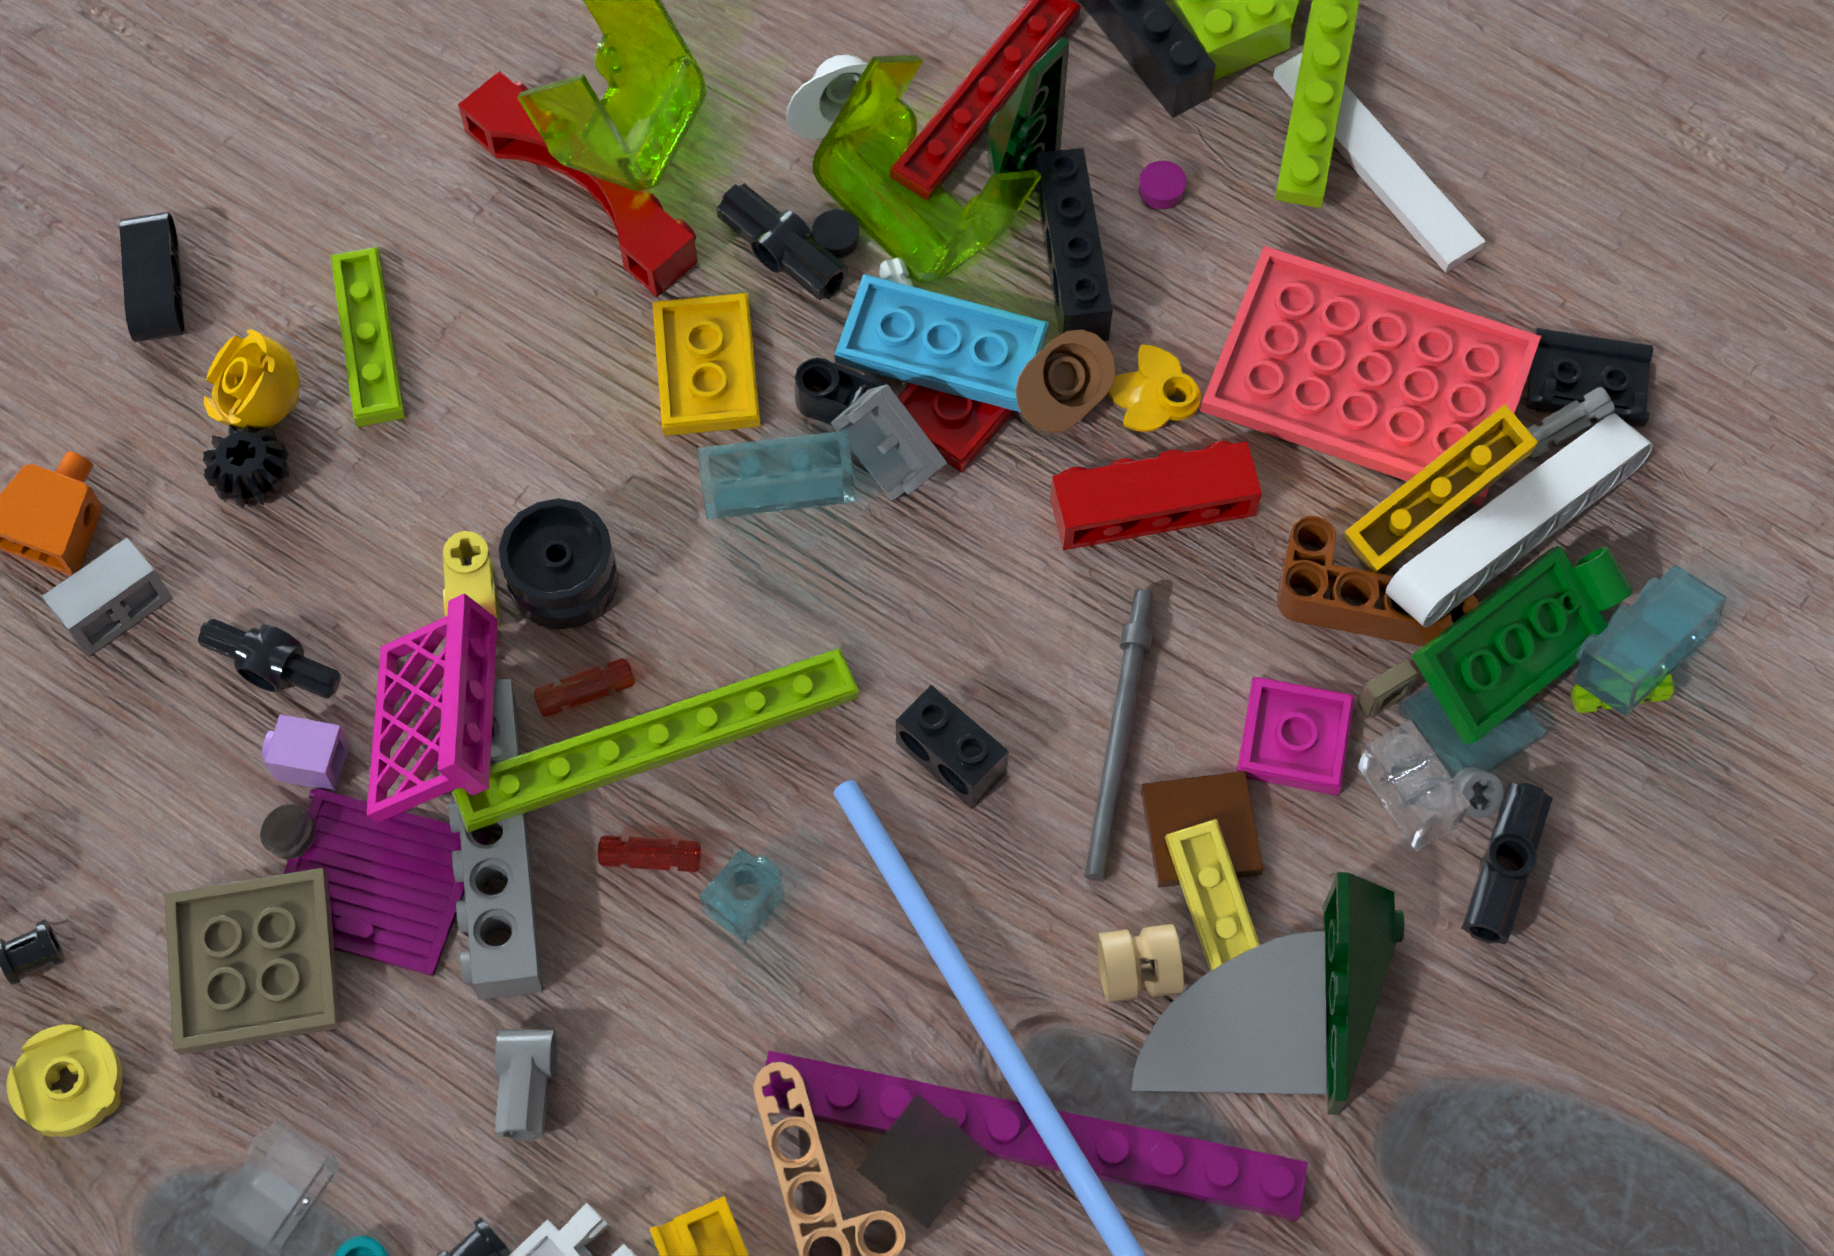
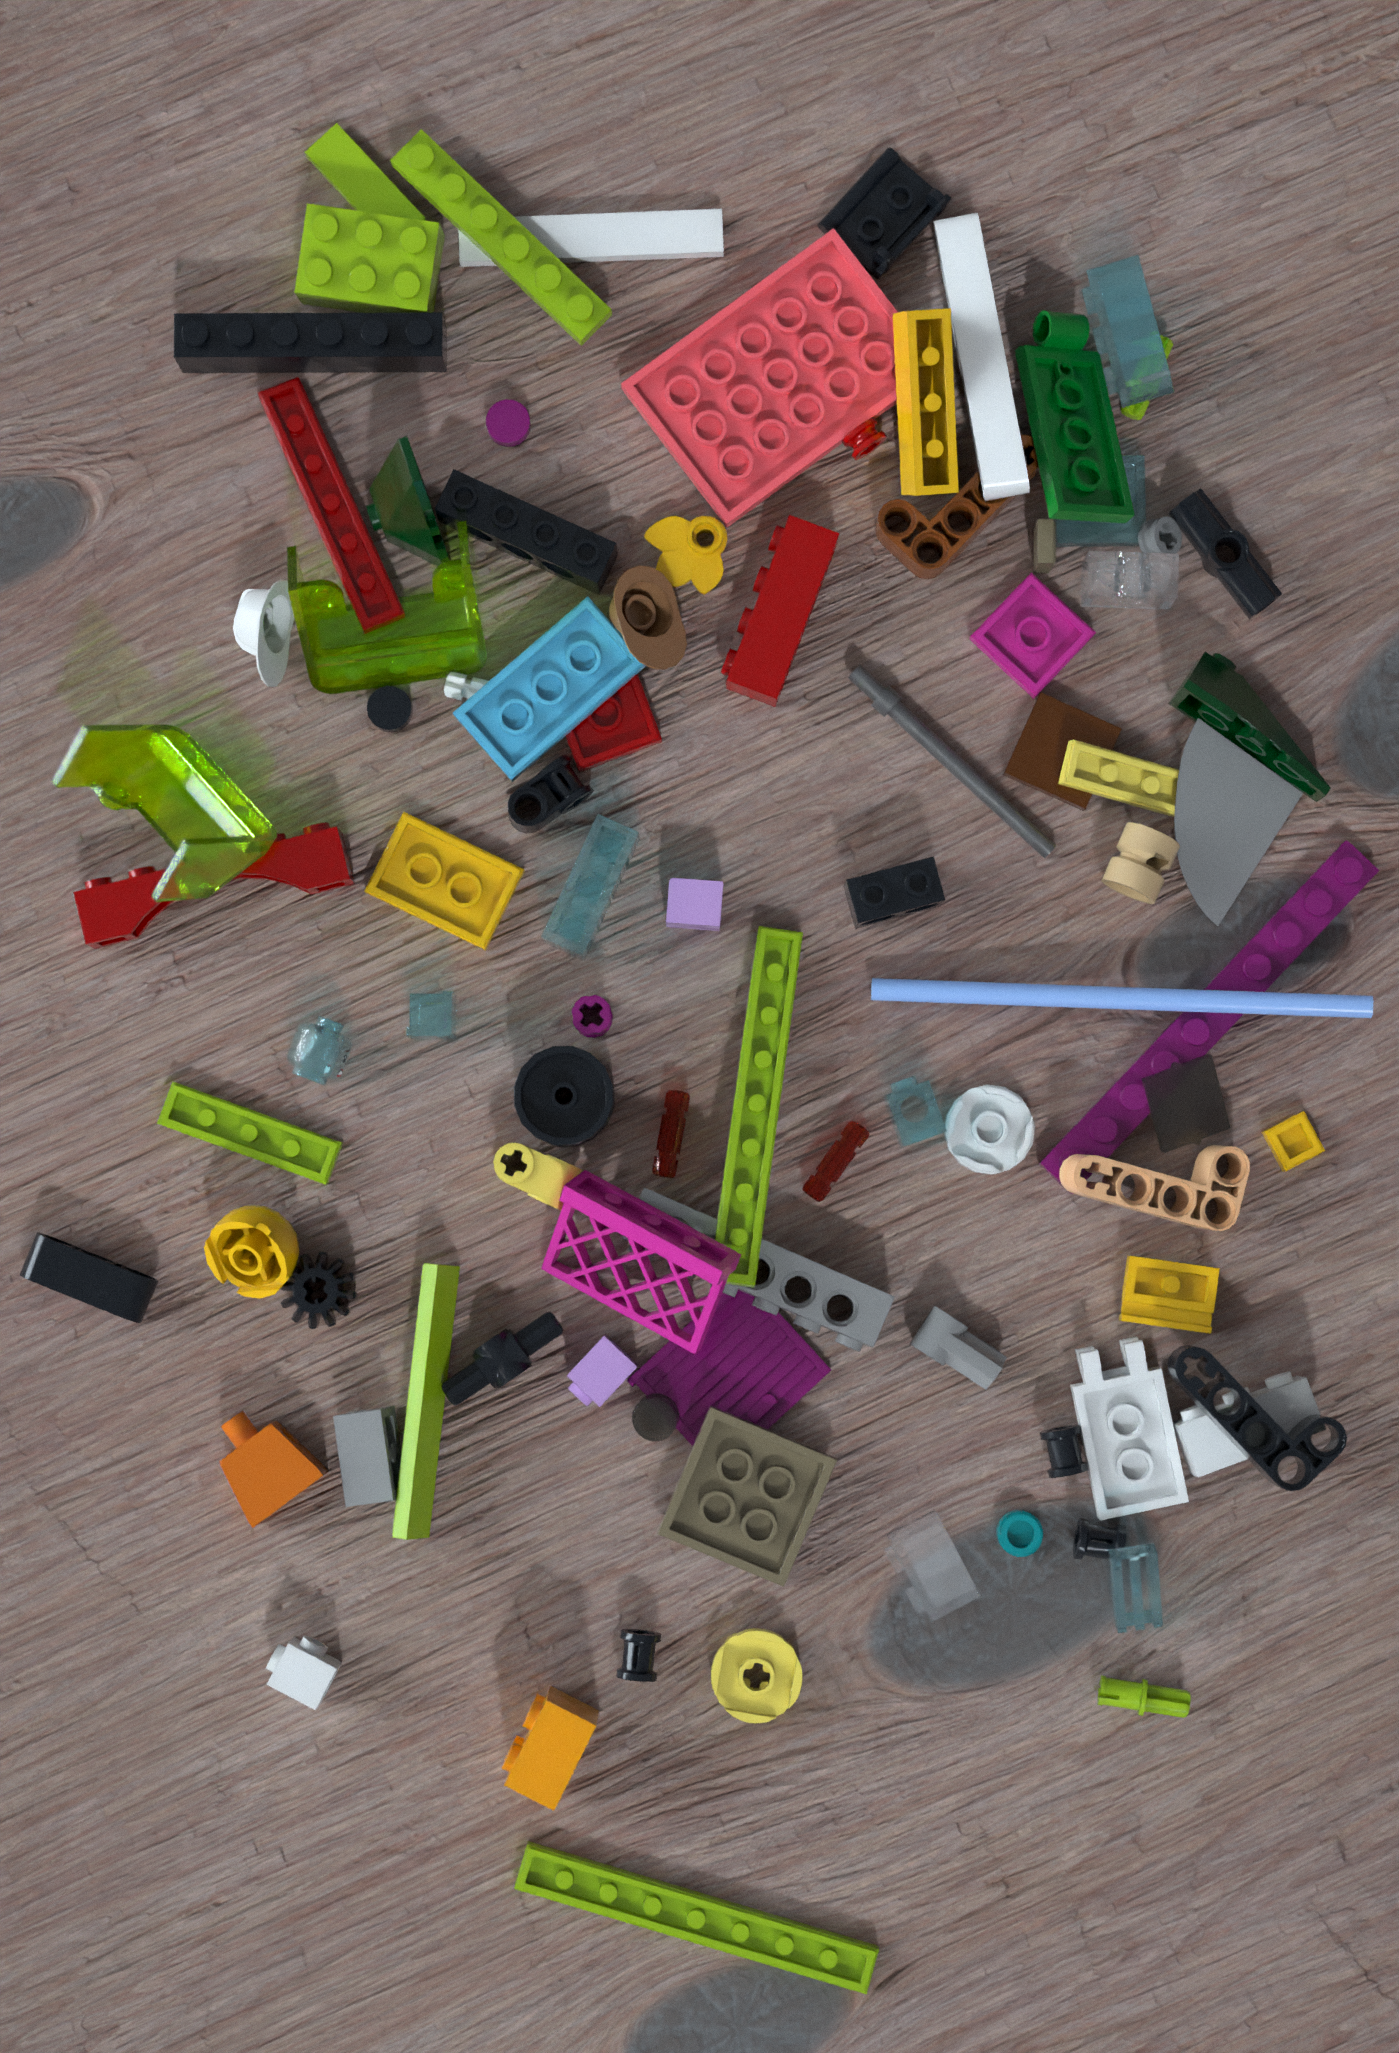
camera: 60 degrees left, 20 degrees up
(179, 615) = (425, 1401): none -> lime tile
(478, 344) = (319, 1050): none -> clear light blue head
(570, 420) = (432, 1016): none -> clear light blue panel
(666, 556) = (591, 1003): none -> magenta bush
(773, 984) = (989, 1129): none -> white tile
(782, 241) = (374, 757): black piece -> none
(822, 577) = (694, 904): none -> lavender panel
(889, 442) = (617, 785): light grey hinge -> none
(1369, 474) = (864, 439): none -> red bush
(1571, 420) = (917, 261): light grey axle -> none

